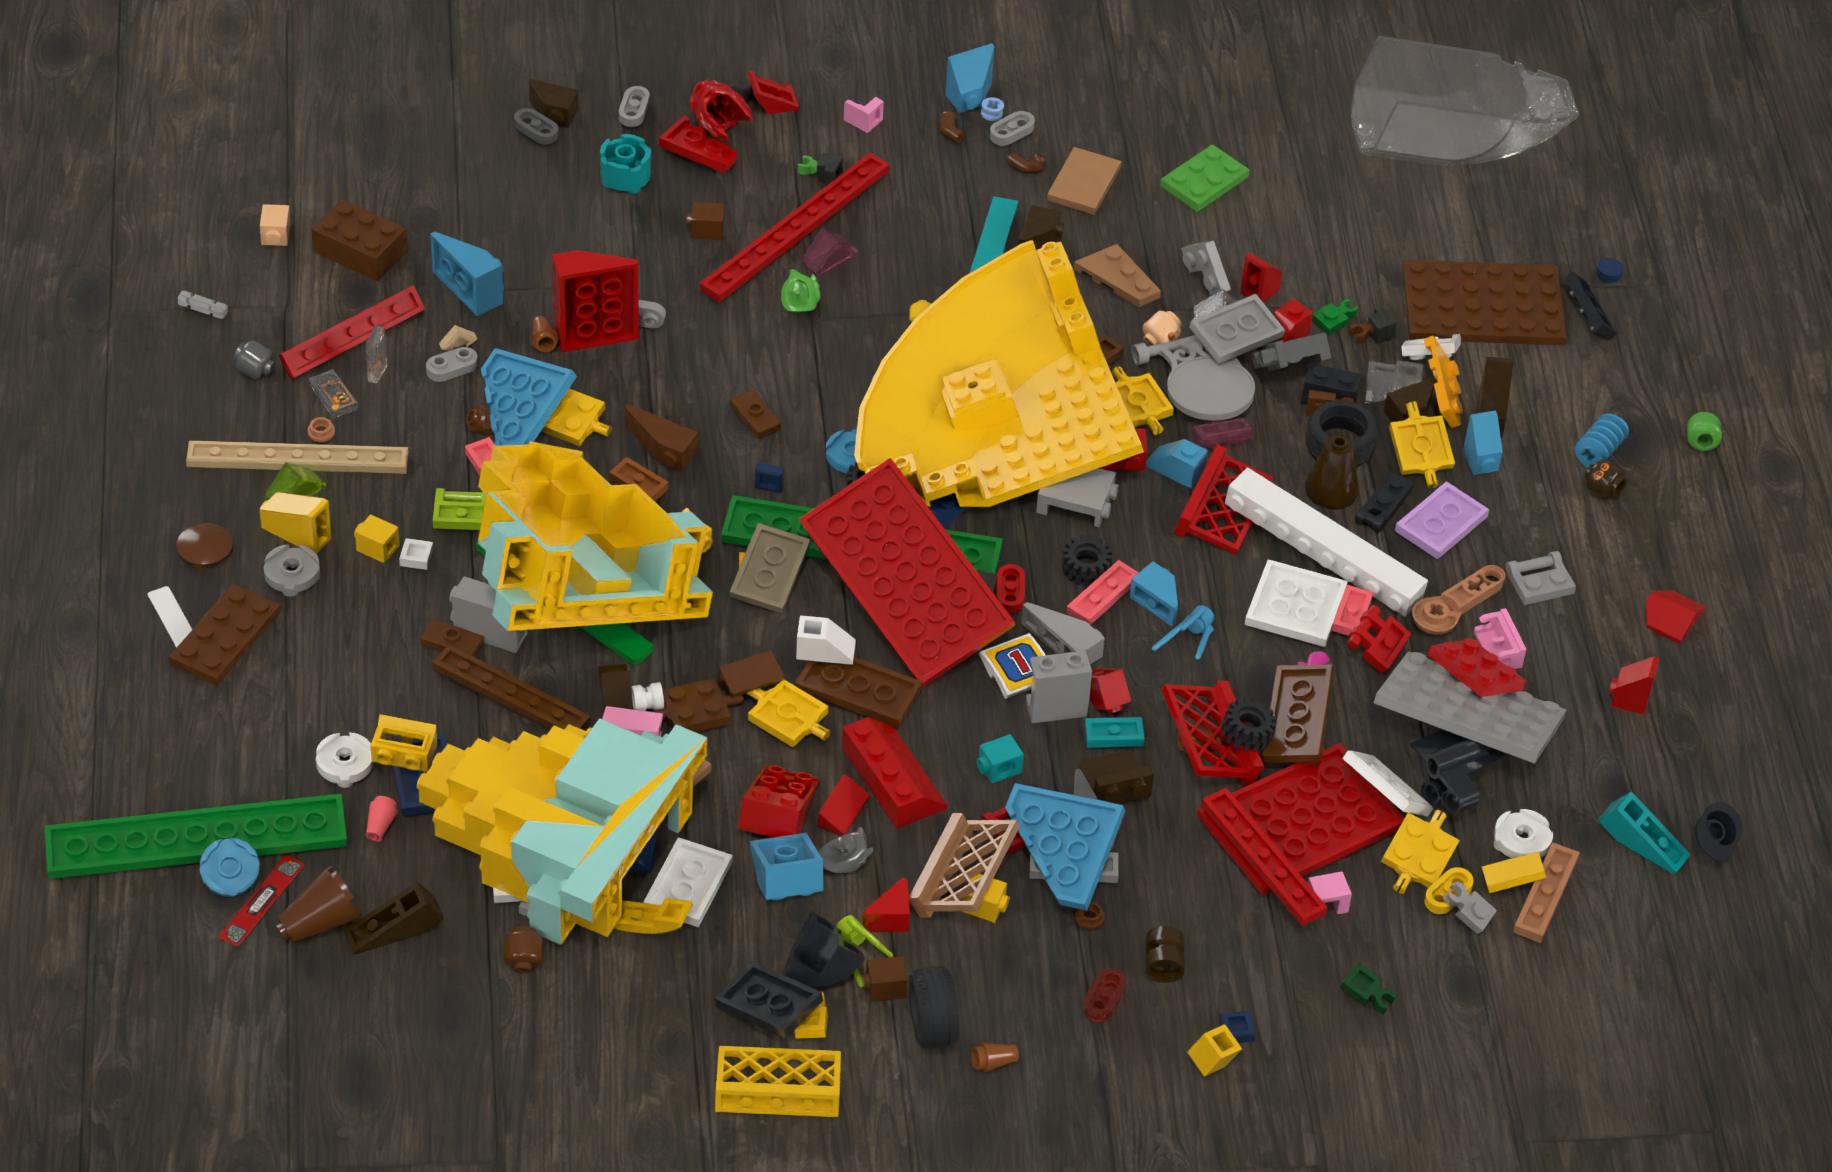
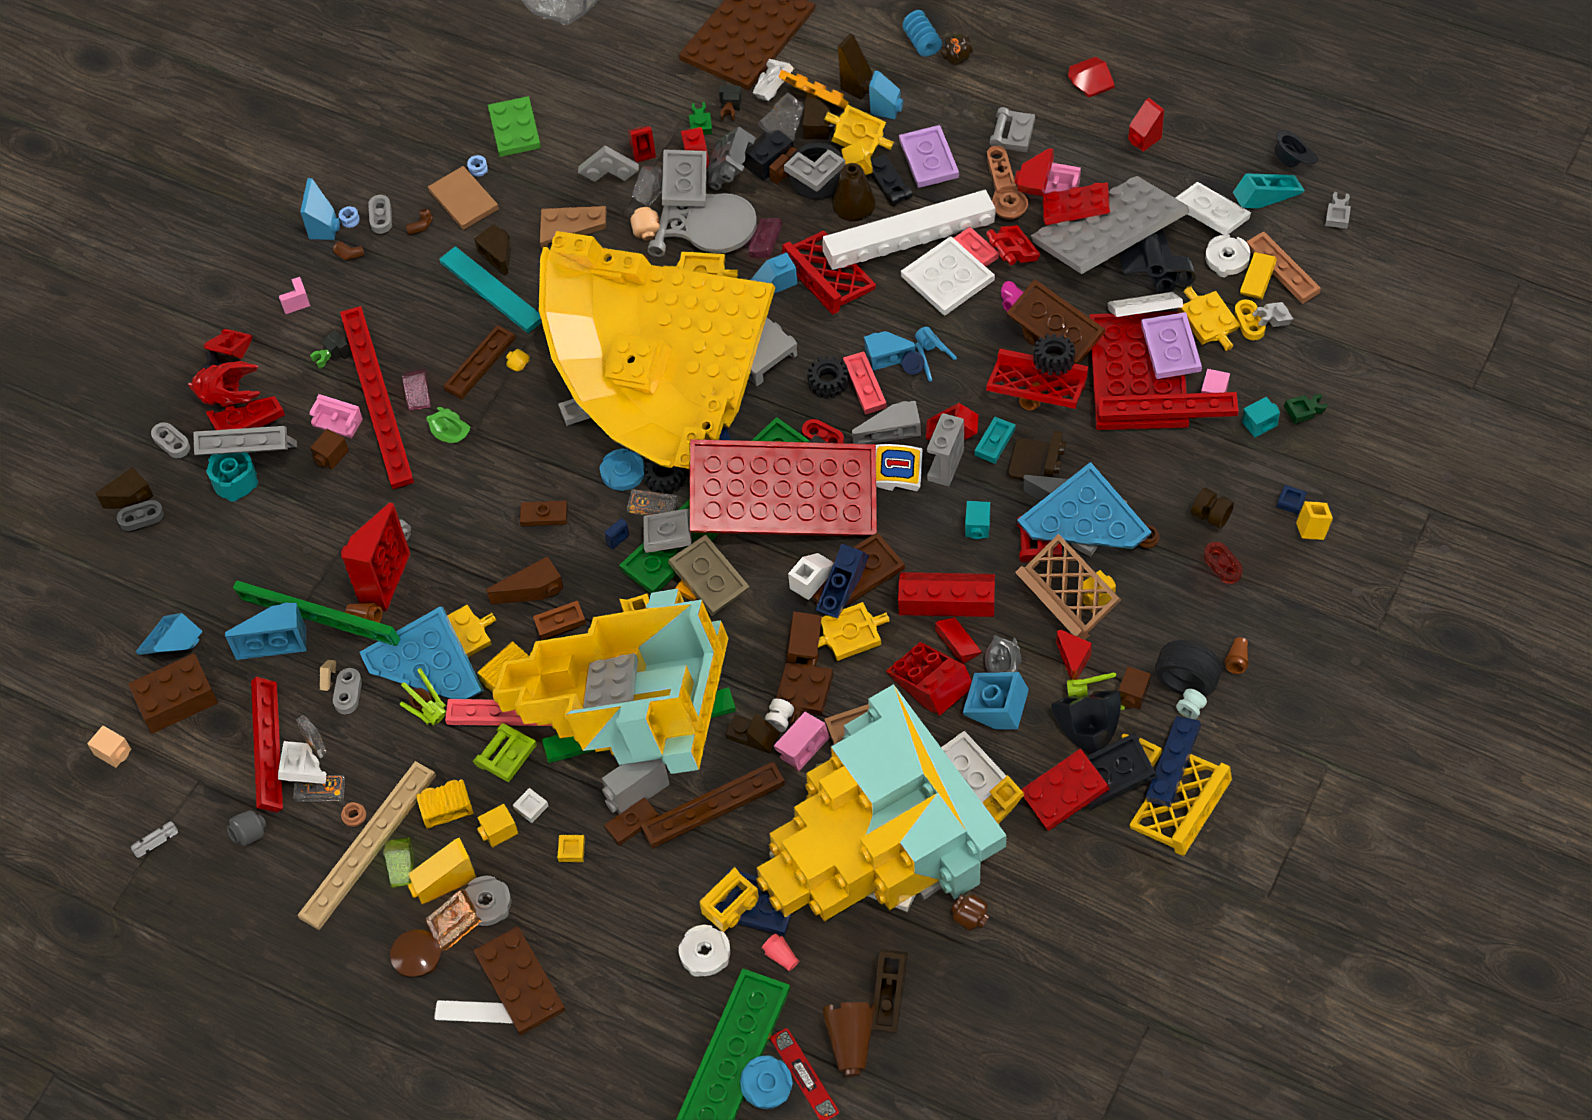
camera: 50 degrees left, 10 degrees up
(252, 549) = (453, 919): none -> clear orange plate
(343, 362) = (299, 764): none -> white wing
(374, 489) = (444, 803): none -> yellow brick
(390, 606) = (571, 848): none -> yellow plate
(418, 210) = (171, 634): none -> dark azure slope
(469, 430) = (432, 711): none -> lime plant
(510, 294) = (320, 614): none -> green tile
(580, 533) = (611, 681): none -> light grey plate
(656, 146) = (242, 440): none -> light grey fence
(719, 968) = (1064, 789): none -> red plate
(749, 208) = (336, 416): none -> bright pink hinge
(788, 506) = (666, 530): none -> light grey plate
(819, 1049) = (1173, 761): none -> dark blue plate
(823, 484) = (650, 502): none -> clear tile
(838, 672) = (842, 580): none -> dark blue slope
(895, 284) = (479, 362): none -> reddish brown tile
(902, 1037) = (1191, 704): none -> light aqua wheel
(1131, 172) = (477, 171): none -> light blue bush
(1159, 620) = (912, 362): none -> dark blue tile
(1321, 422) = (814, 173): none -> light grey plate
(1322, 951) = (1260, 416): none -> teal brick
(1348, 826) = (1171, 345): none -> lavender plate
(1379, 459) = (858, 154): none -> yellow brick
(1482, 610) = (1035, 173): none -> red slope
(1573, 793) = (1213, 209): none -> white tile
(1665, 914) = (1338, 212): none -> light grey plate

